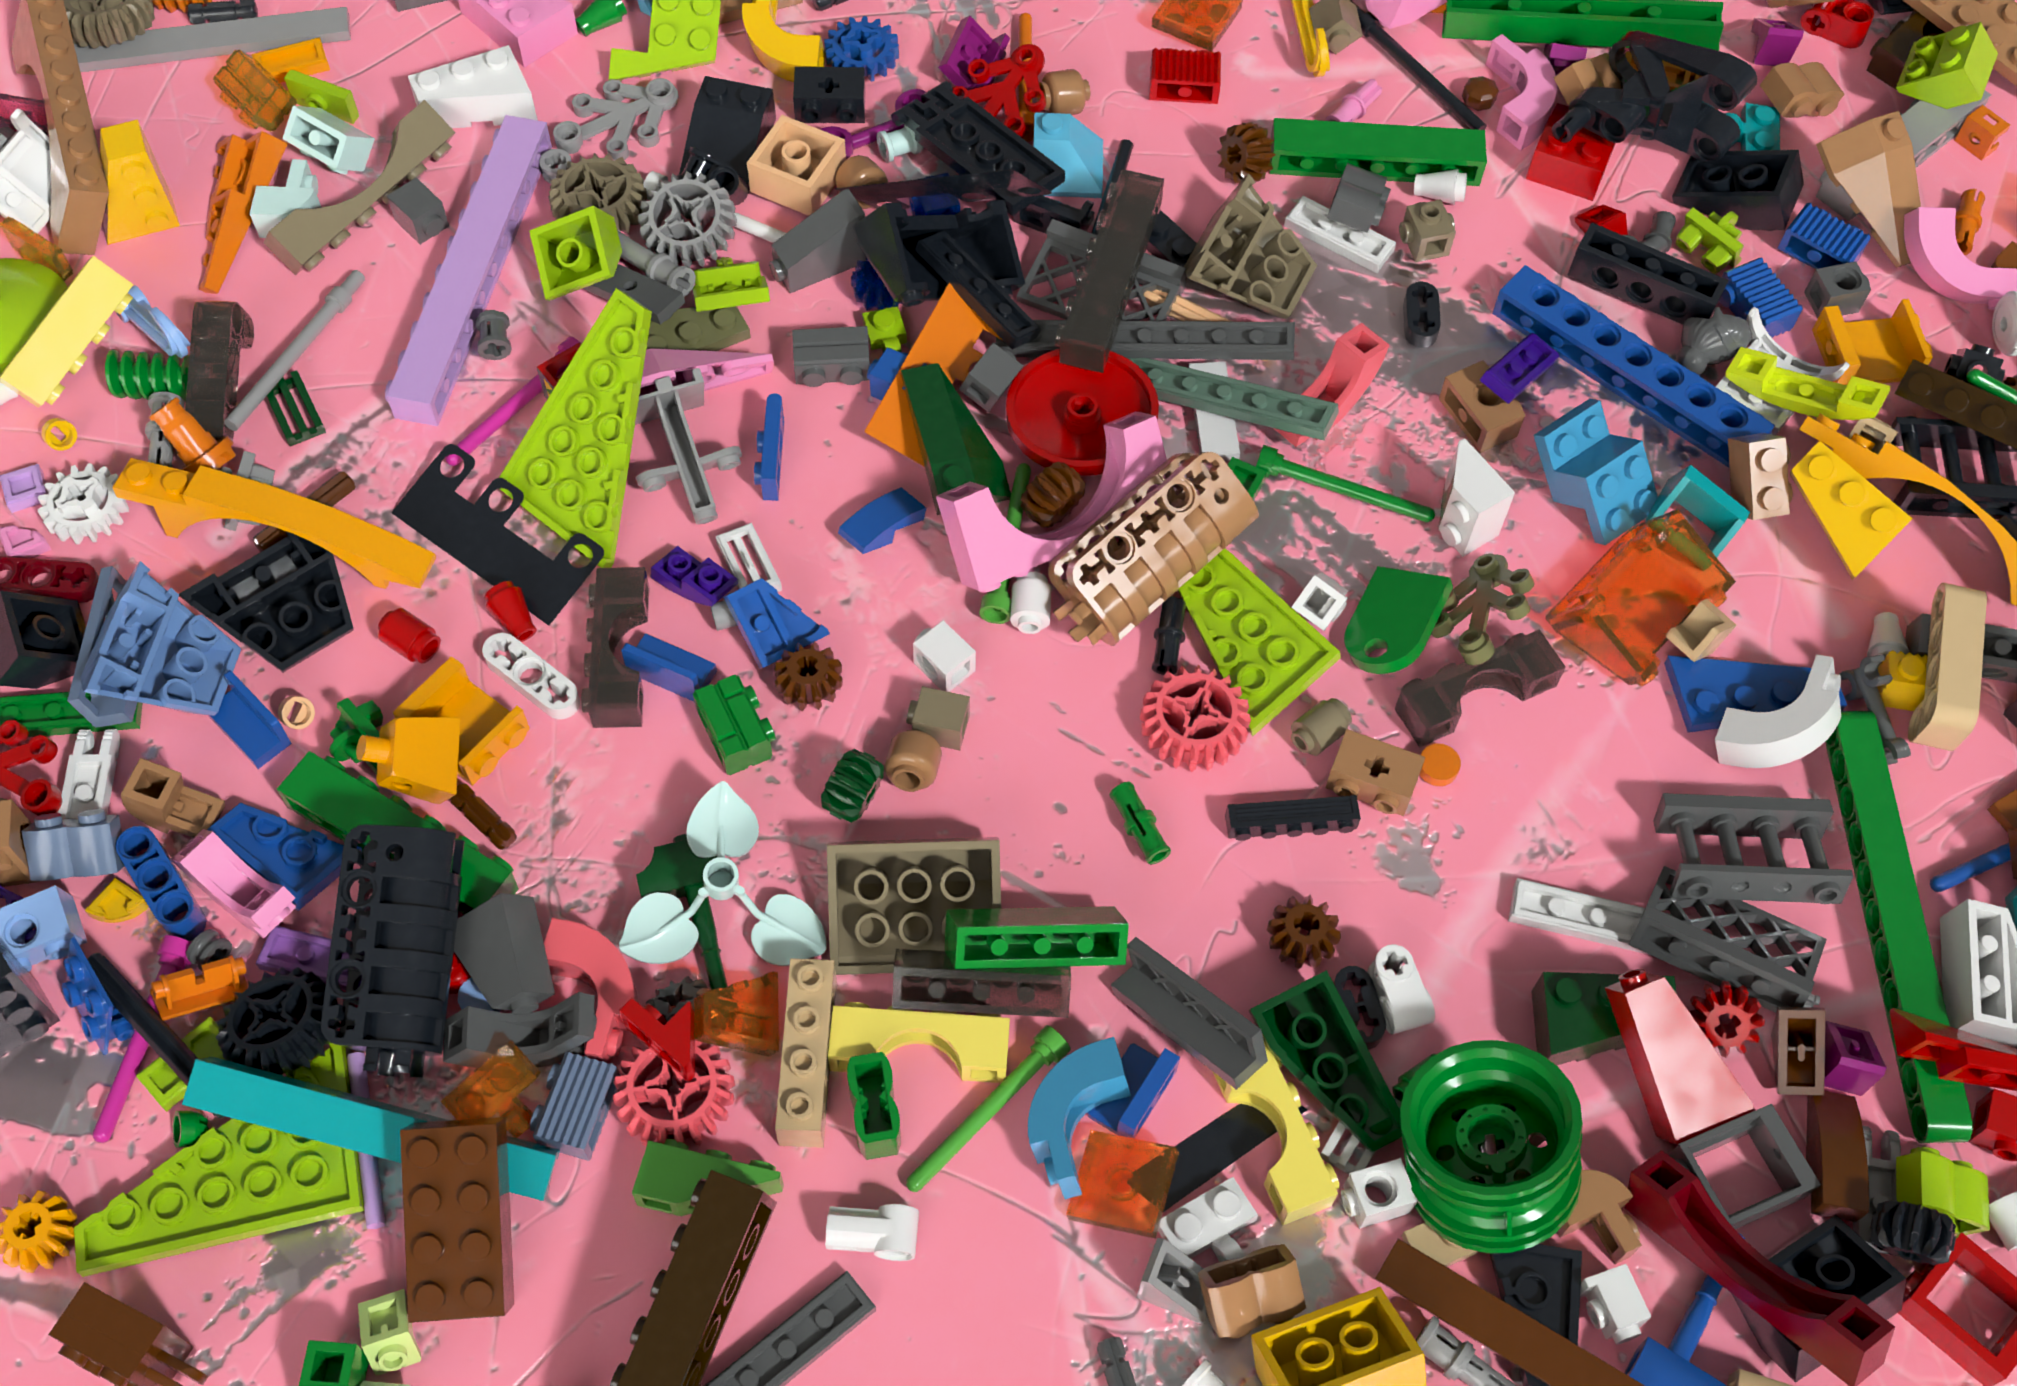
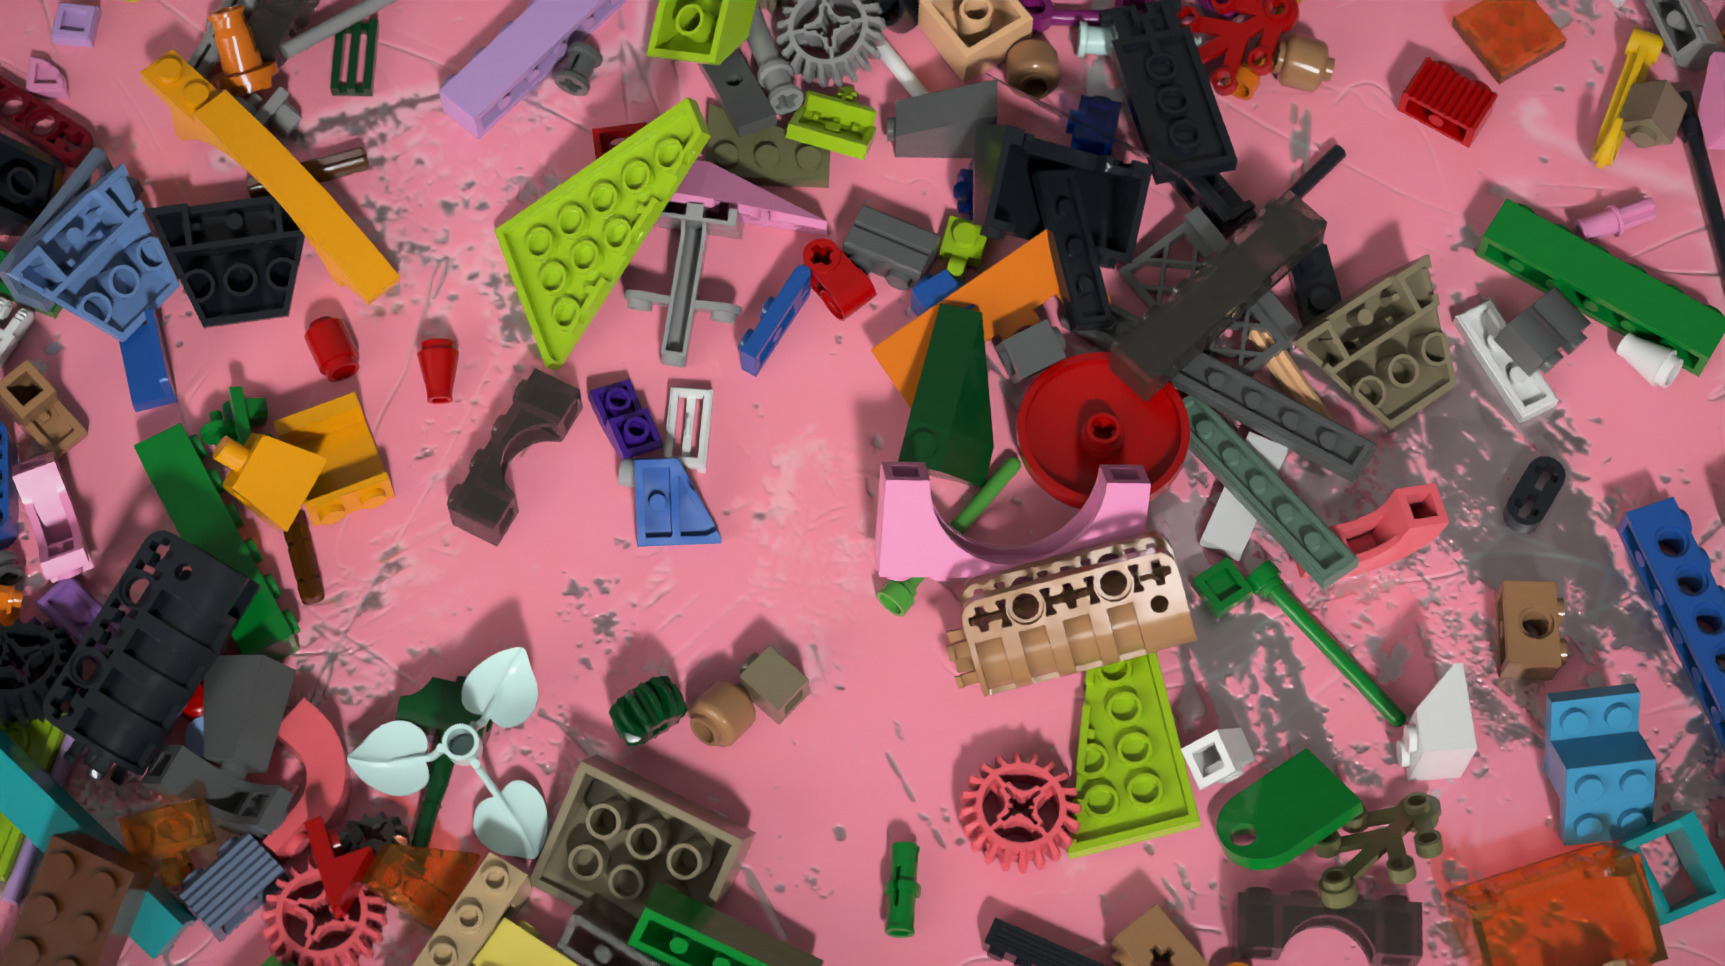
camera: 30 degrees right, 5 degrees up
(82, 504) = (112, 68): white gear -> none
(281, 852) = (108, 505): blue wing -> none
(301, 716) = (198, 380): light nougat hinge -> none
(483, 543) = (453, 289): black piece -> none
(506, 411) = (546, 157): dark pink piece -> none
(537, 691) = (428, 427): white beam -> none
(668, 666) = (553, 500): blue panel -> none
(733, 724) = (577, 590): green brick -> none
(806, 397) = (840, 283): none -> red piece
(821, 674) = (658, 583): reddish brown gear -> none
(877, 521) = (831, 449): blue slope -> none
(944, 656) = (814, 623): white brick -> none
(1031, 603) = (931, 611): white brick -> none
(1053, 494) = (1018, 508): reddish brown gear -> none
(1074, 150) = (1267, 137): medium azure slope -> none
(1169, 636) = (1048, 714): black axle -> none
(1246, 151) = (1453, 224): reddish brown gear -> none
(1320, 726) = (1139, 885): dark tan brick -> none
(1428, 230) = (1596, 404): dark tan brick -> none
(1519, 367) = (1593, 609): dark purple tile -> none

